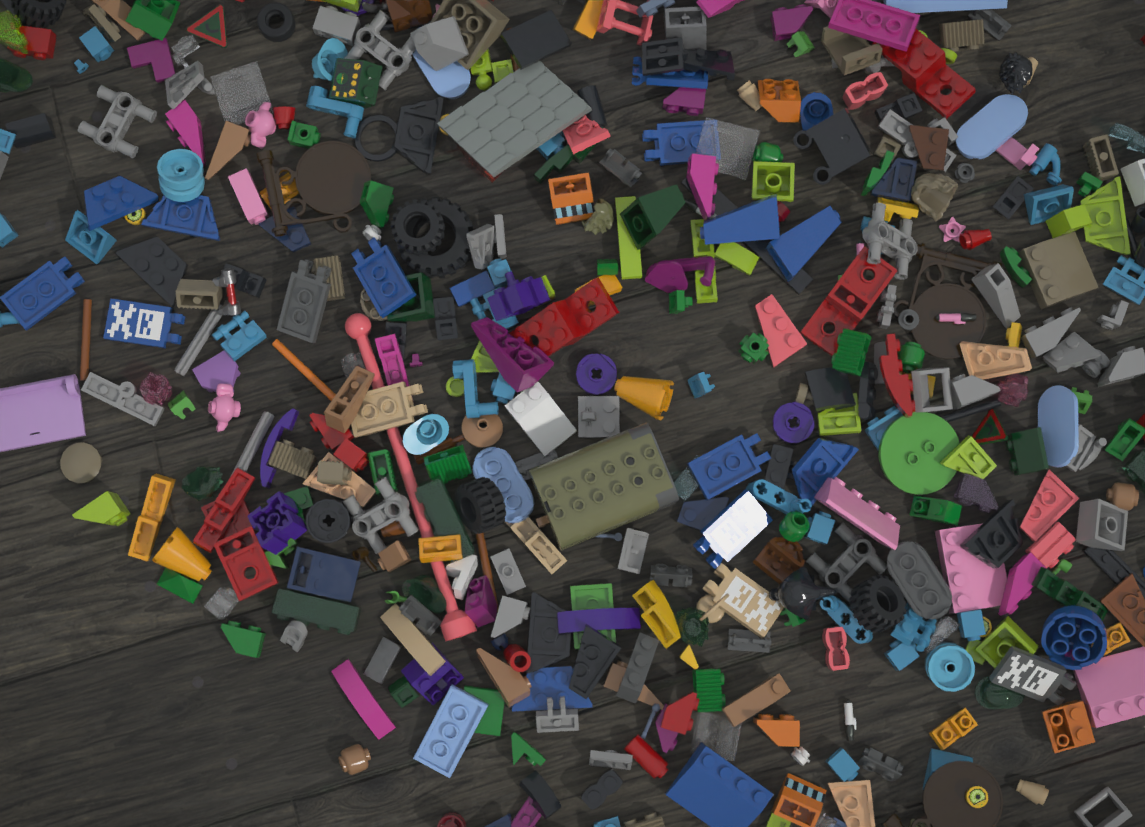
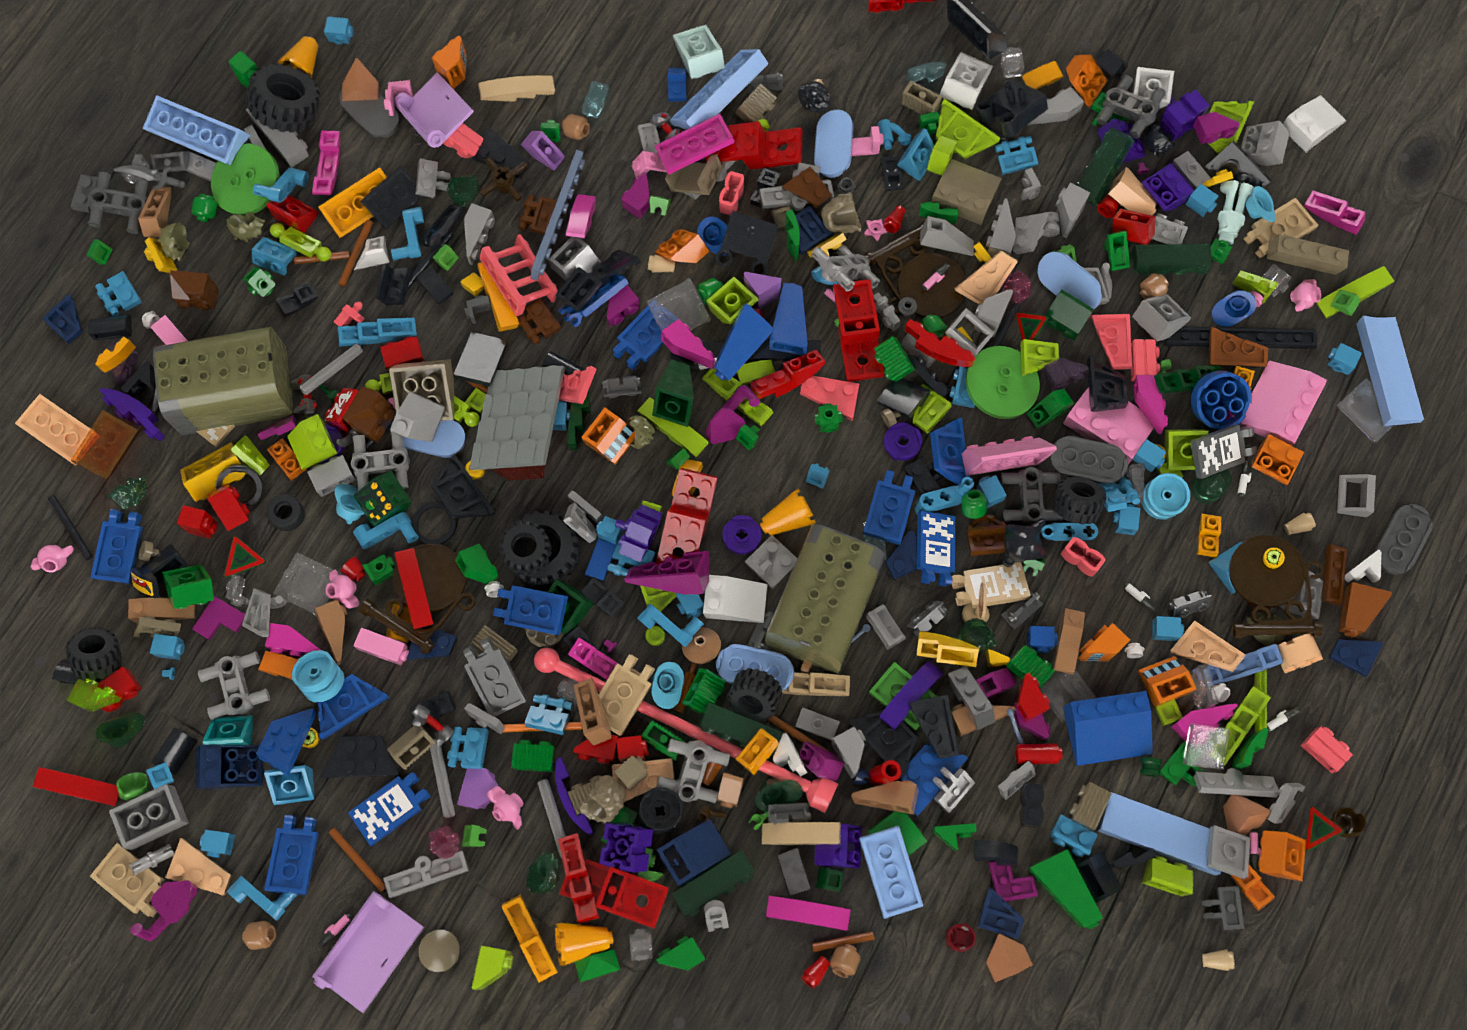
camera: 45 degrees left, 10 degrees down
(23, 374) = (333, 930): none -> piece
(57, 179) = (227, 766): none -> dark blue slope
(83, 154) = (230, 731): none -> teal slope
(162, 136) = (277, 664): none -> orange slope
(269, 326) = (484, 719): none -> light grey plate
(278, 389) = (533, 757): none -> green brick
(294, 473) = (604, 800): none -> dark tan hair
(311, 176) = (413, 588): none -> red slope
(315, 372) = (548, 720): none -> dark azure plate
(324, 745) = (814, 974): none -> red cone
(367, 744) = (842, 941): none -> dark orange bar
(616, 51) = (542, 318): none -> reddish brown plate
(668, 674) = (996, 682): none -> magenta slope
(739, 677) = (1041, 638): none -> blue brick
(757, 286) = (791, 376): none -> red slope
(807, 194) = (763, 287): none -> medium lavender slope
(1030, 714) = (1244, 478): none -> piece

